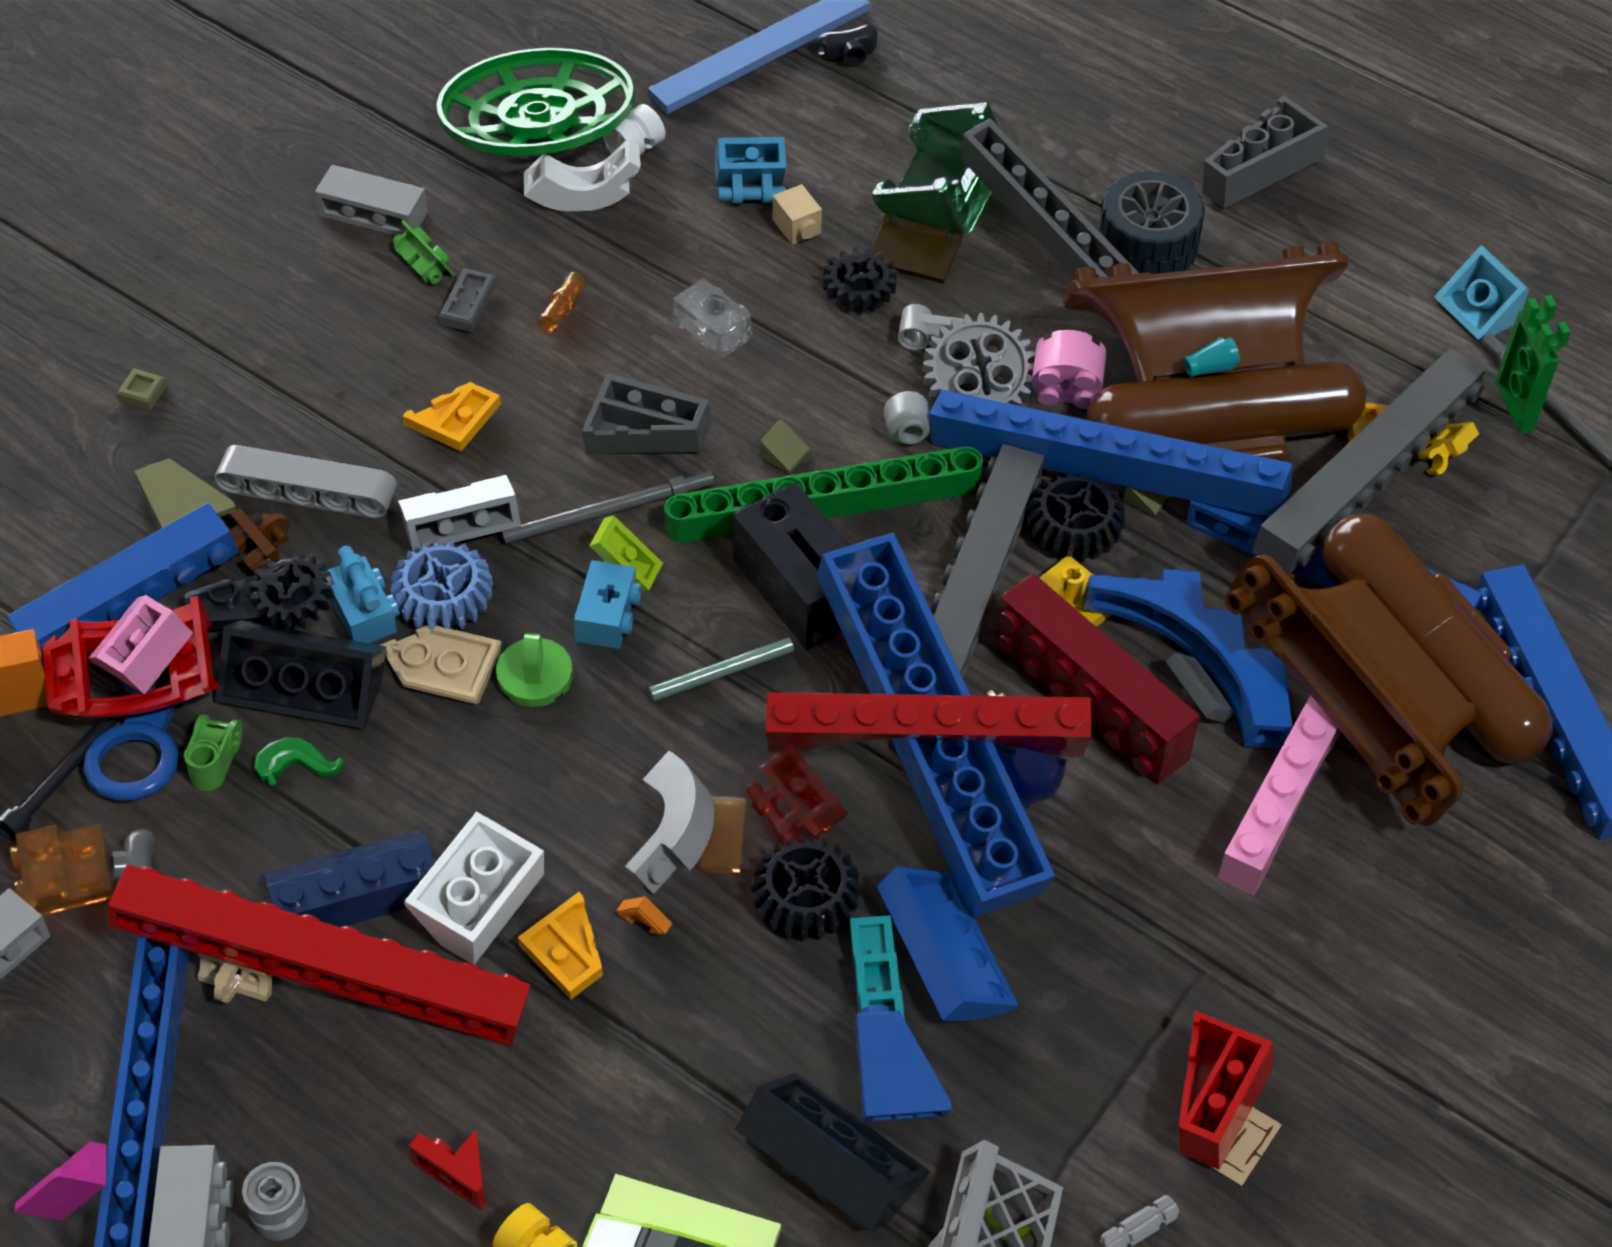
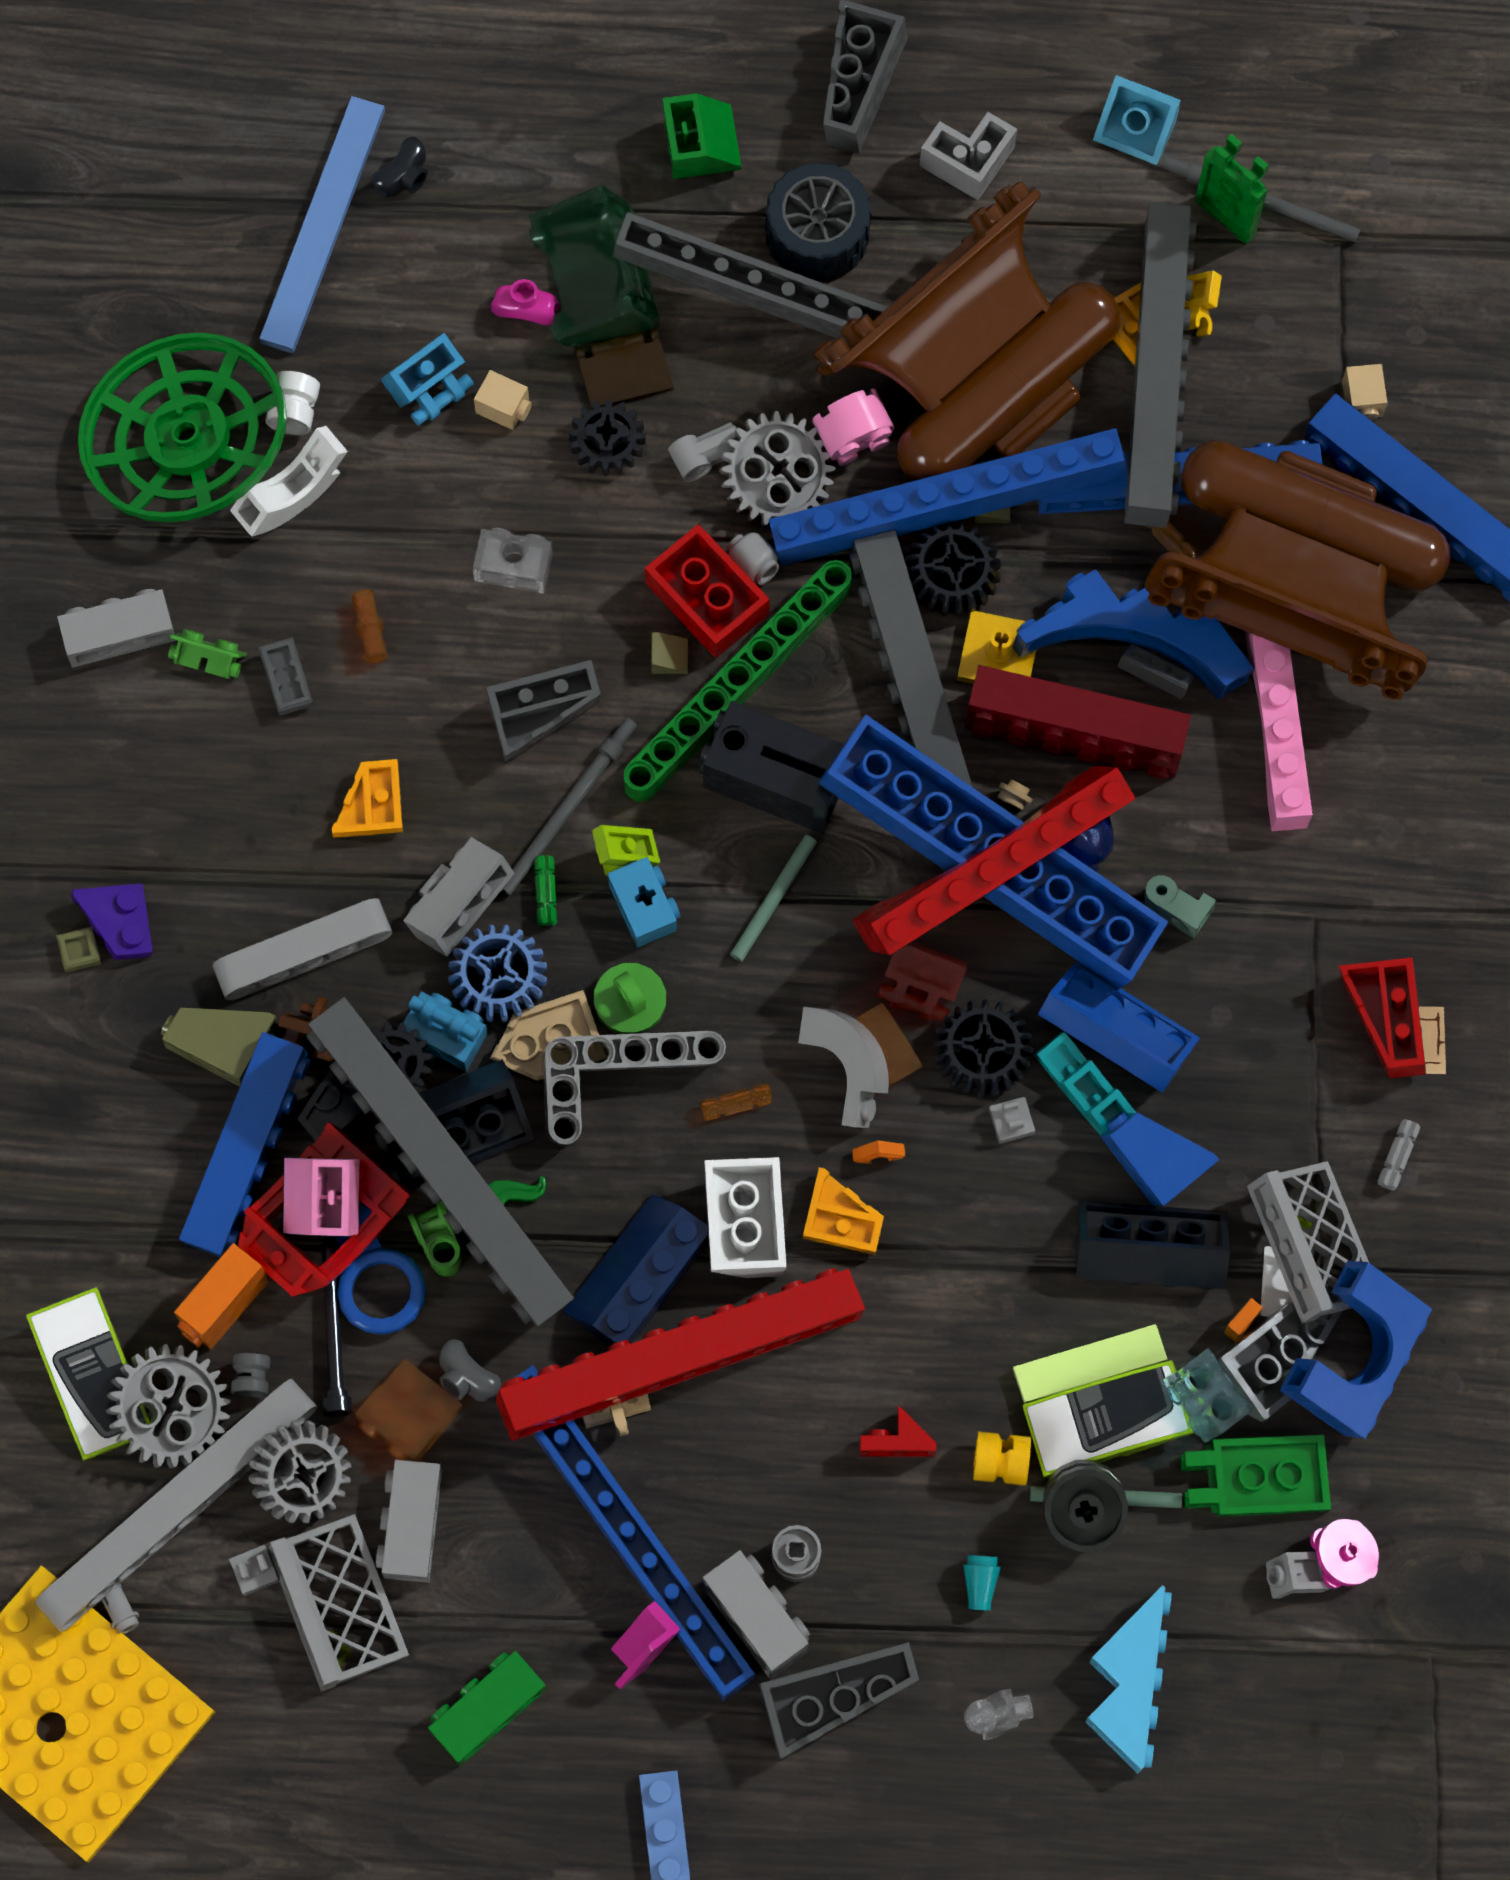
camera: 35 degrees left, 20 degrees up
(189, 383) = (118, 917): none -> dark purple wing
(248, 672) = (440, 1162): none -> dark grey brick
(473, 700) = (615, 1060): none -> light grey beam
(535, 554) = (545, 890): none -> green axle
(555, 801) = (736, 1101): none -> clear orange axle
(787, 965) = (1012, 1120): none -> light grey tile
(849, 413) = (707, 591): none -> red brick
(869, 163) = (524, 302): none -> dark pink piece
(1078, 882) = (1177, 906): none -> sand green leg
(1099, 129) = (700, 136): none -> green slope
(1215, 357) = (983, 356): teal cone -> none
(1300, 228) = (970, 161): none -> light grey brick
(1557, 582) = (1365, 390): none -> tan brick

